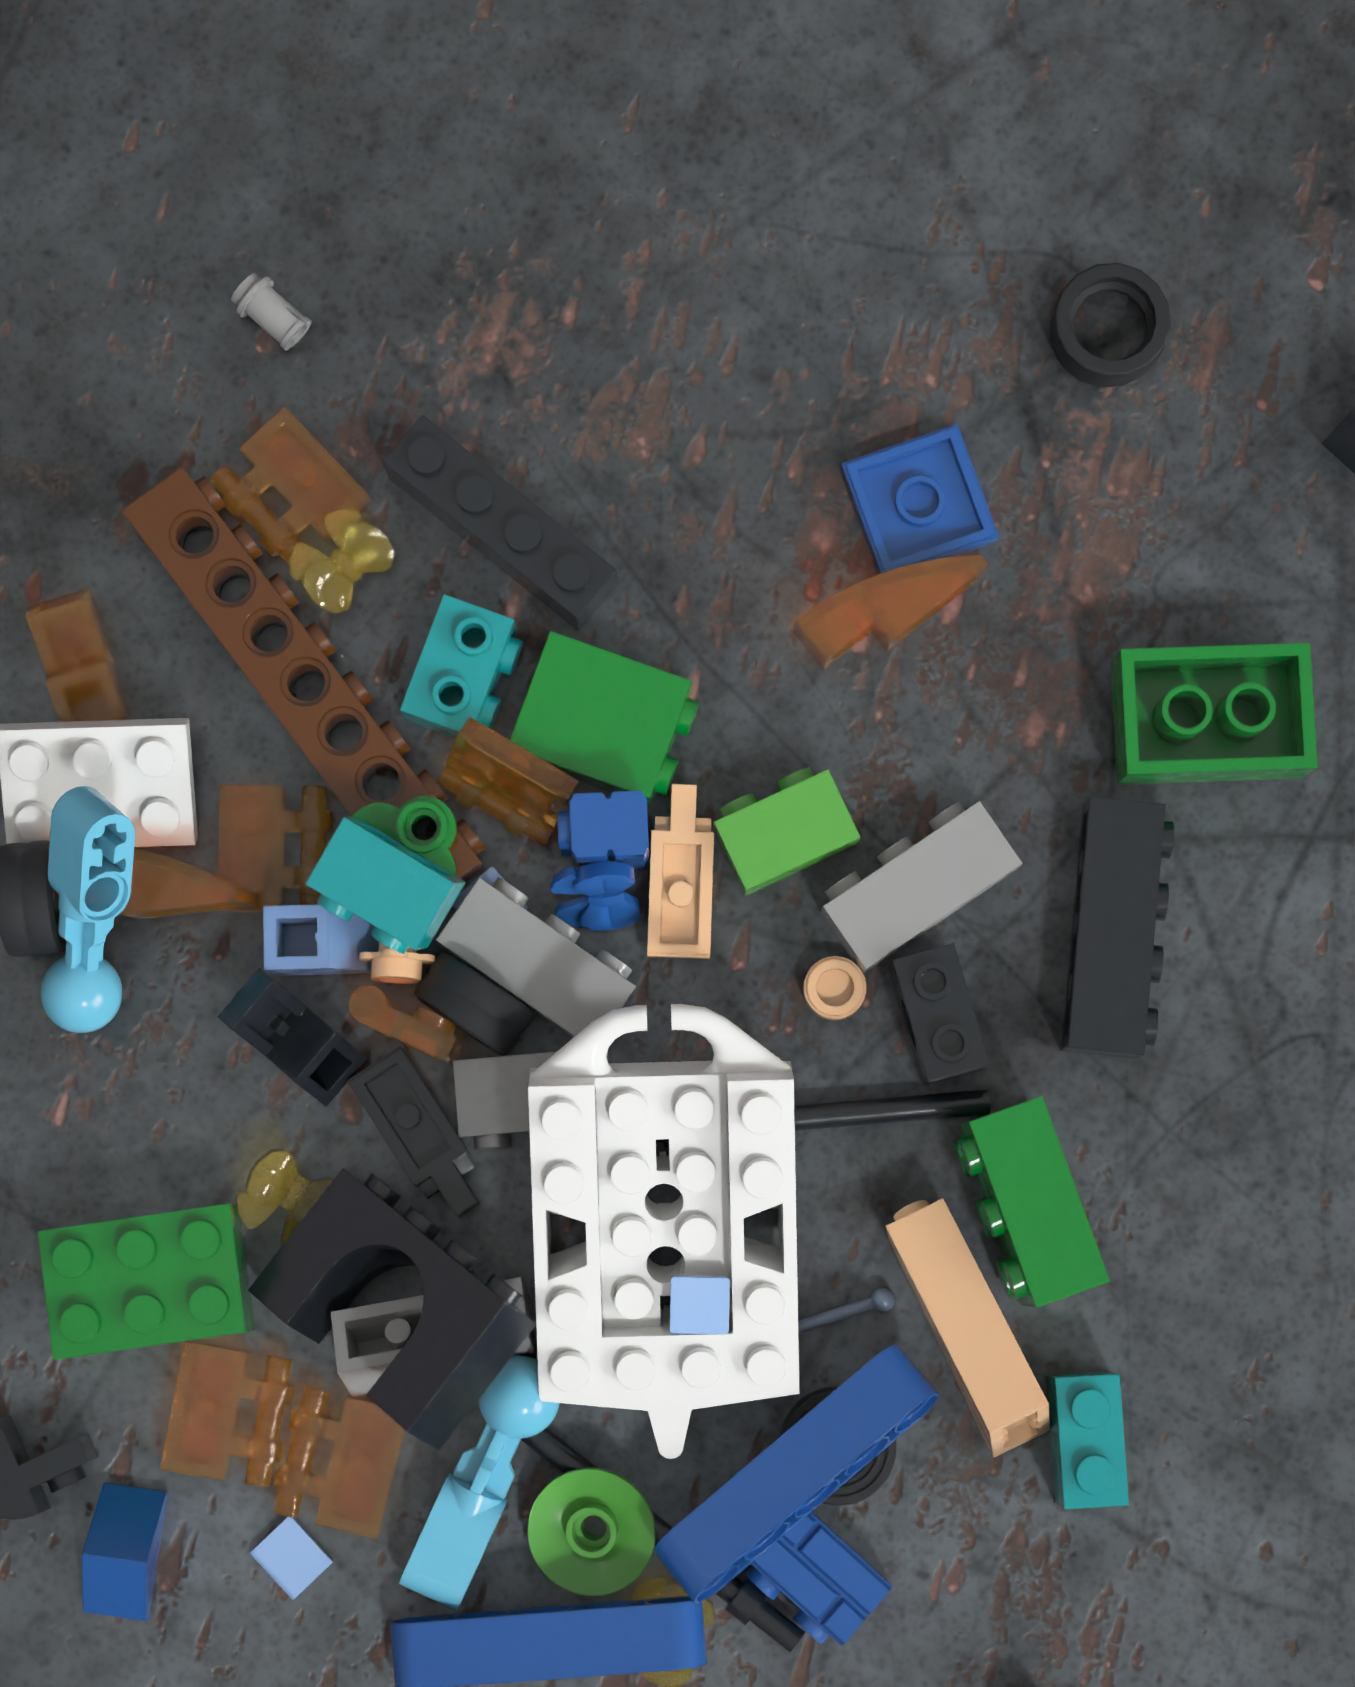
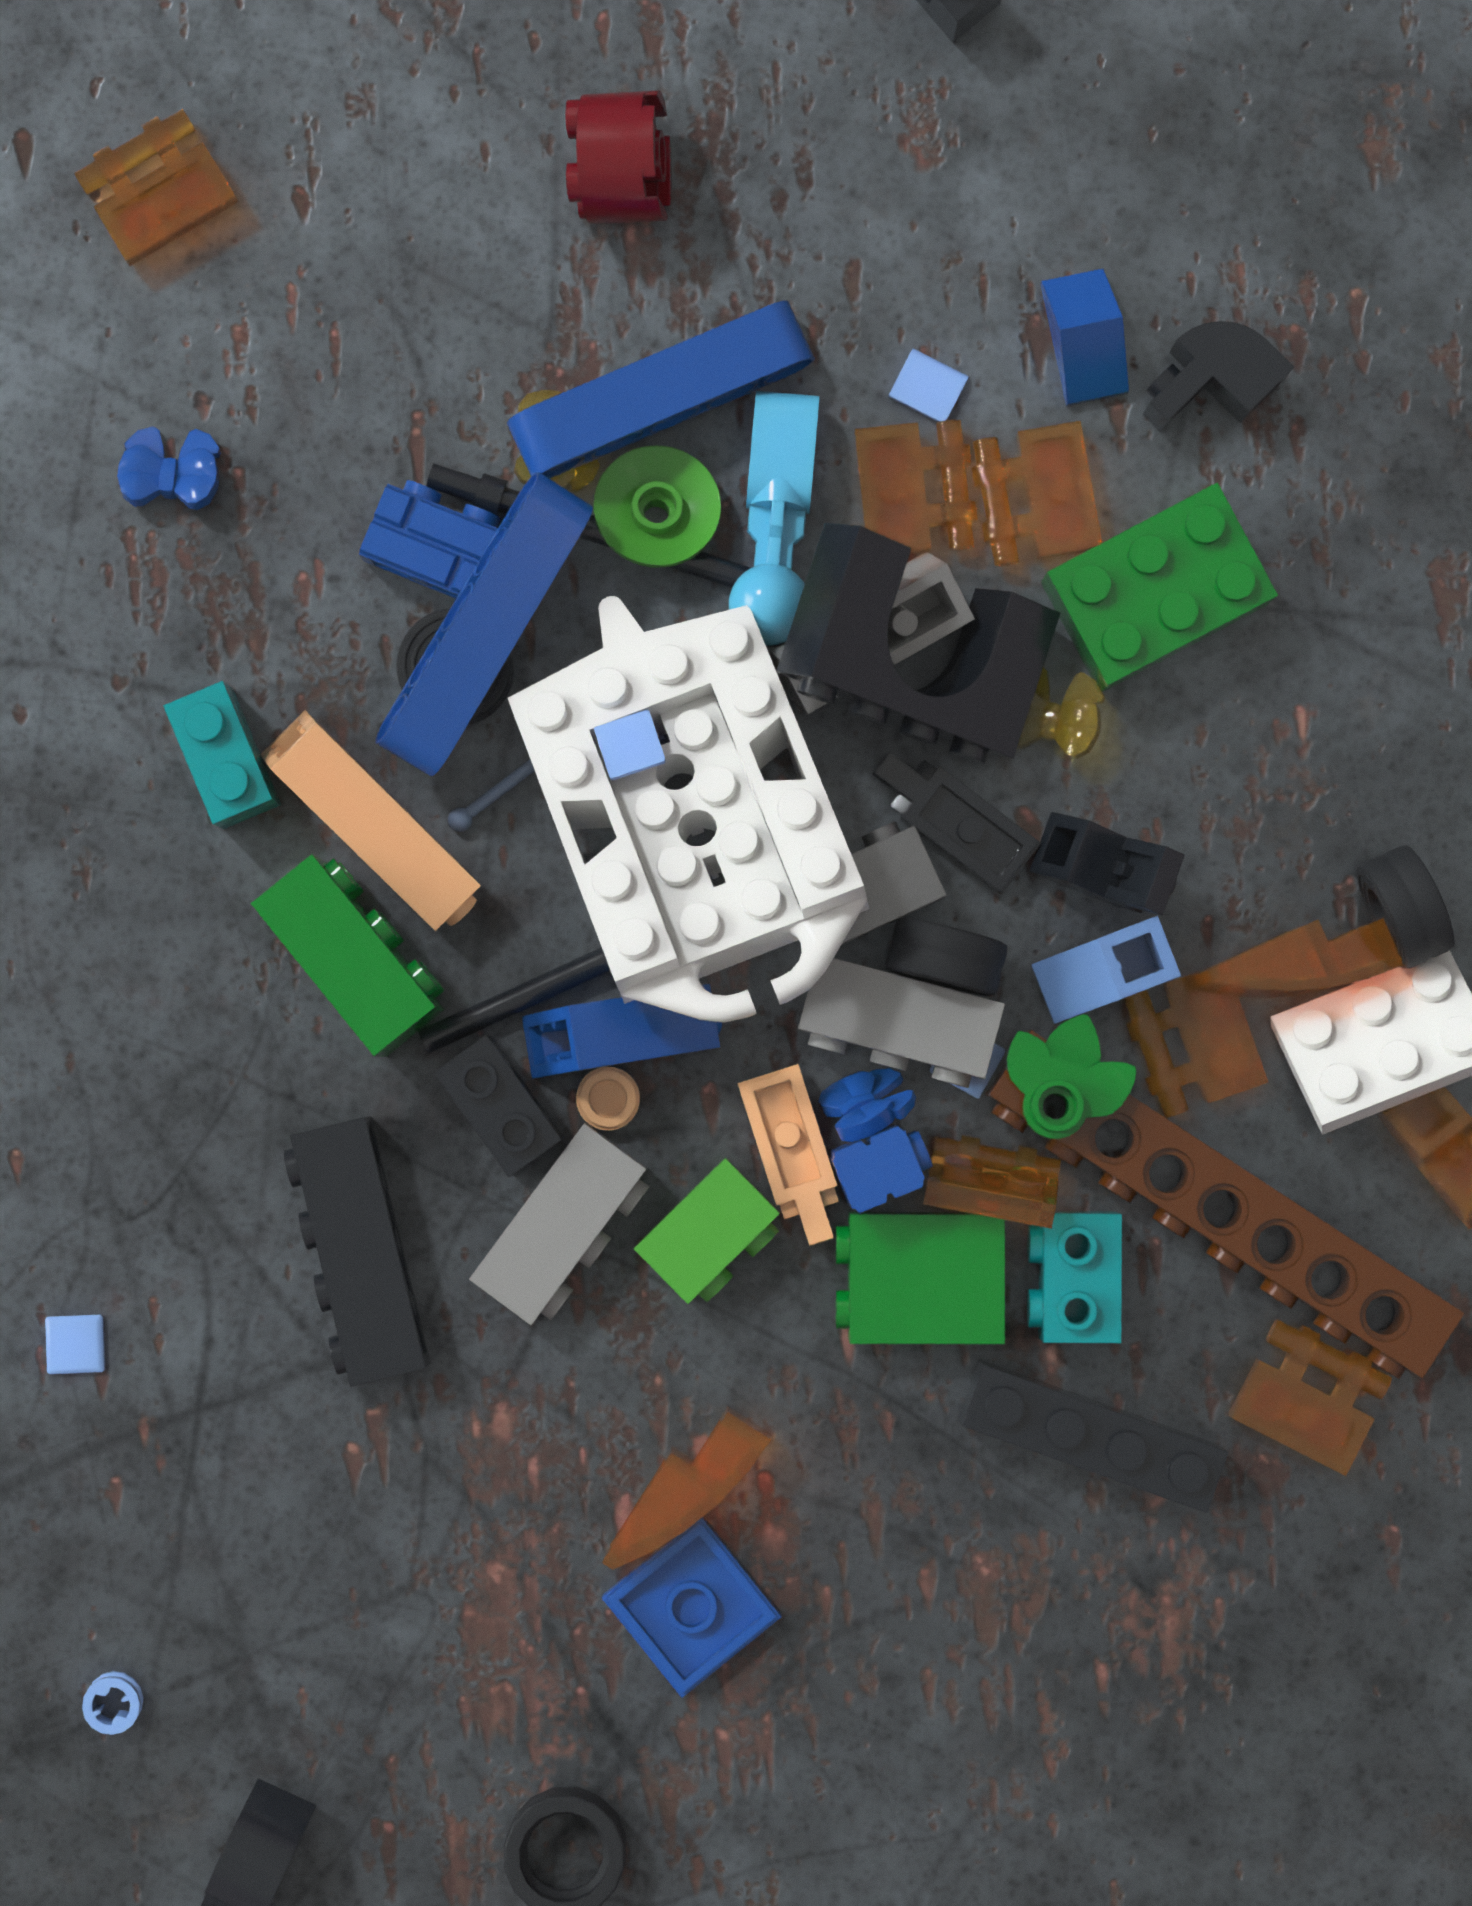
camera: 160 degrees right, 5 degrees up
(93, 876) = (1353, 945): medium azure beam -> none
(270, 310) = (1397, 1569): light grey pin -> none
(331, 578) = (1220, 1361): clear yellow piece -> none
(384, 884) = (1072, 1034): teal brick -> none
(395, 967) = (1034, 969): light nougat plate -> none
(422, 1032) = (984, 910): clear orange plate -> none
(817, 1042) = (610, 1035): none -> blue slope
(1213, 713) = (333, 1494): green brick -> none

